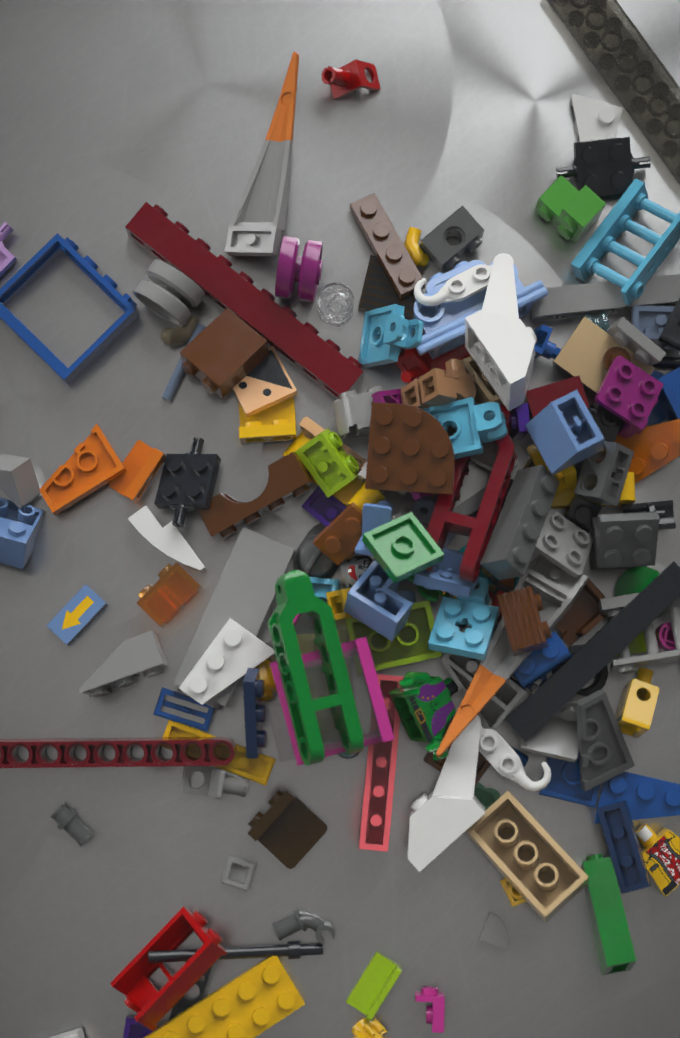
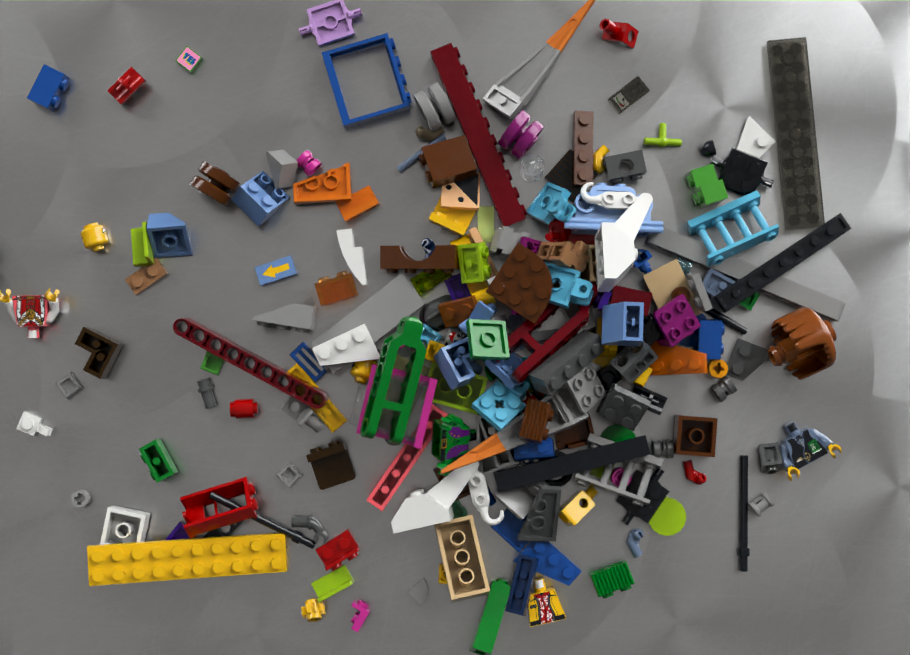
camera: 30 degrees right, 5 degrees up
(44, 452) = (308, 163): none -> dark pink wheel
(54, 950) = (158, 460): none -> green brick
(58, 781) = (212, 363): none -> bright green tile
(131, 818) = (244, 408): none -> red brick
(187, 482) = (384, 227): black plate -> none
(254, 713) = (348, 387): dark blue plate -> none
(258, 475) = (429, 246): none -> dark blue arm
(279, 521) = (426, 281): none -> clear neon green tile
(315, 405) = (486, 222): none -> yellowish green piece
(357, 937) = (338, 549): none -> red bracket
(406, 149) = (628, 95): none -> clear smoke tile
(481, 183) = (662, 141): none -> lime piece
(545, 161) = (708, 148): none -> black hinge

